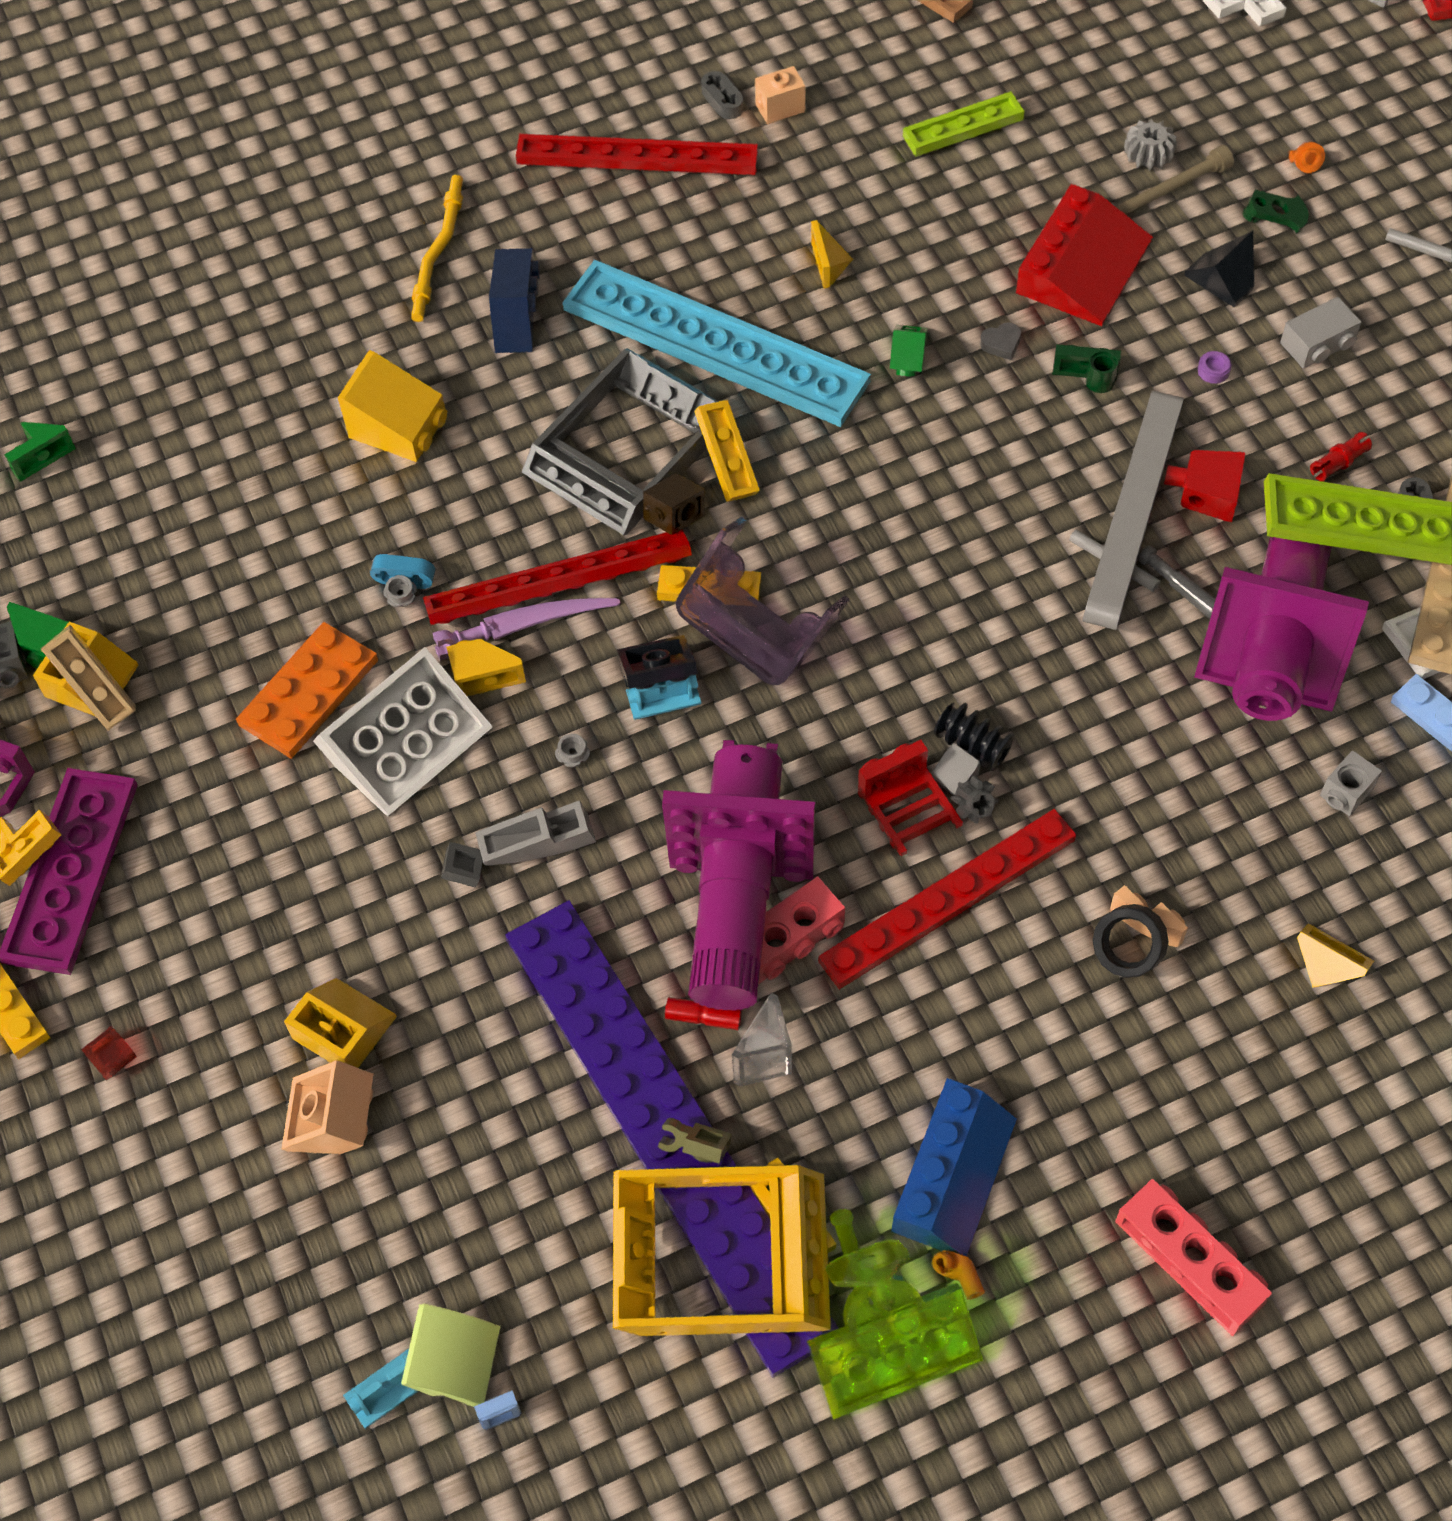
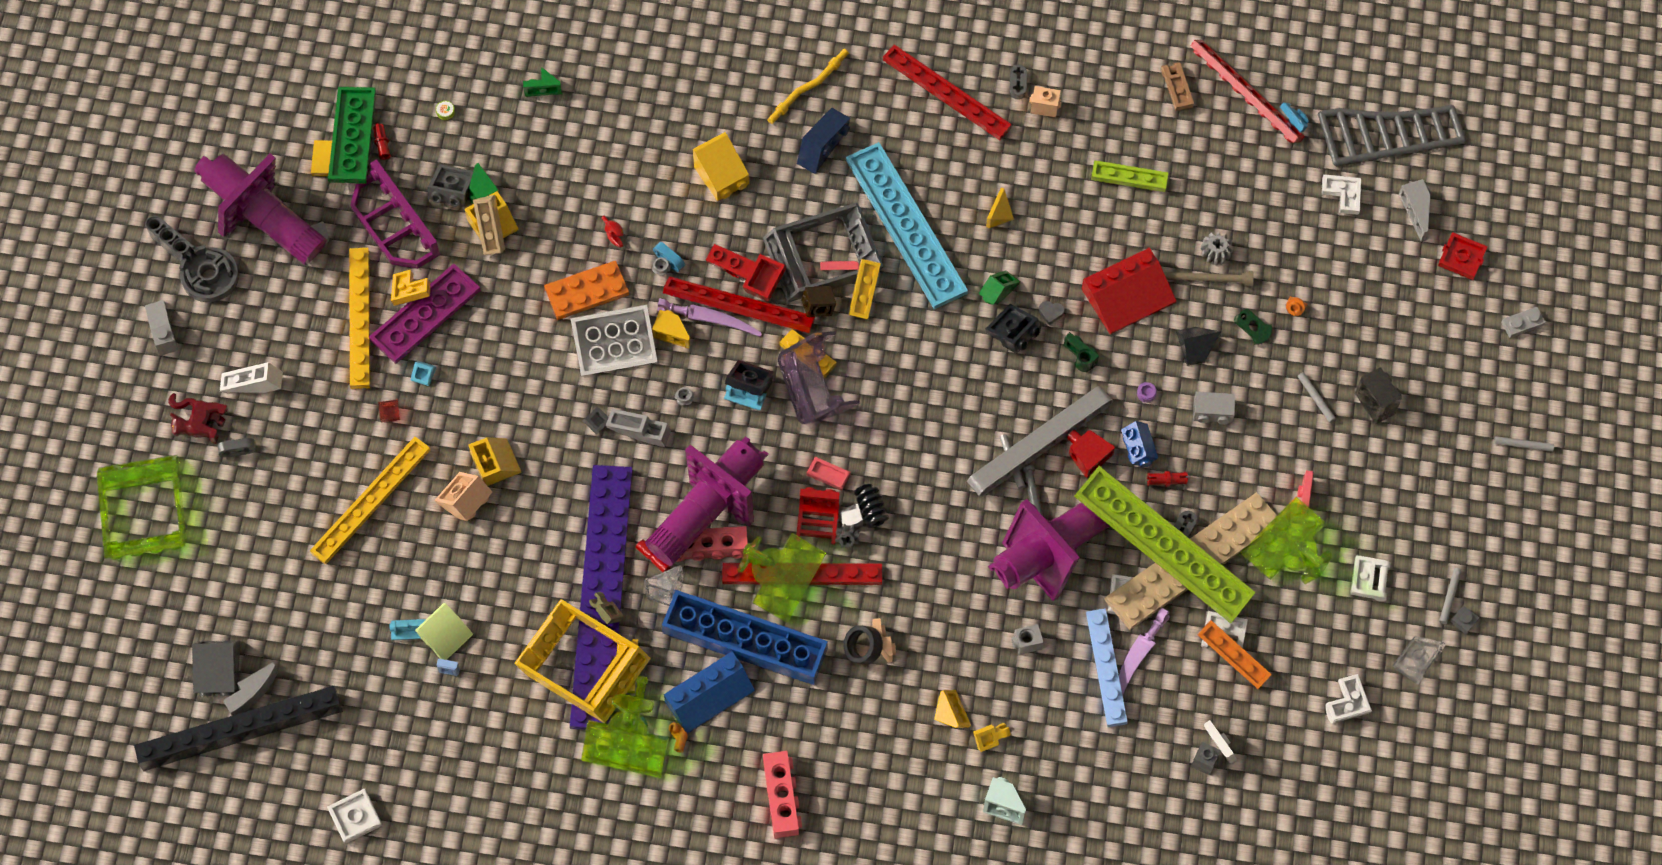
camera: 30 degrees right, 5 degrees up
(126, 962) = (423, 373): none -> medium azure slope
(170, 1221) = (370, 500): none -> yellow plate
(288, 583) = (613, 231): none -> red hand
(563, 517) = (760, 276): none -> red plate
(663, 442) = (839, 265): none -> coral tile
(871, 731) = (828, 473): none -> coral tile
(934, 912) = (786, 573): none -> clear neon green plate
(954, 1038) = (746, 636): none -> blue brick
(974, 385) = (1014, 328): none -> black plate
(1270, 432) = (1139, 444): none -> blue brick
(1417, 958) = (988, 736): none -> yellow plate

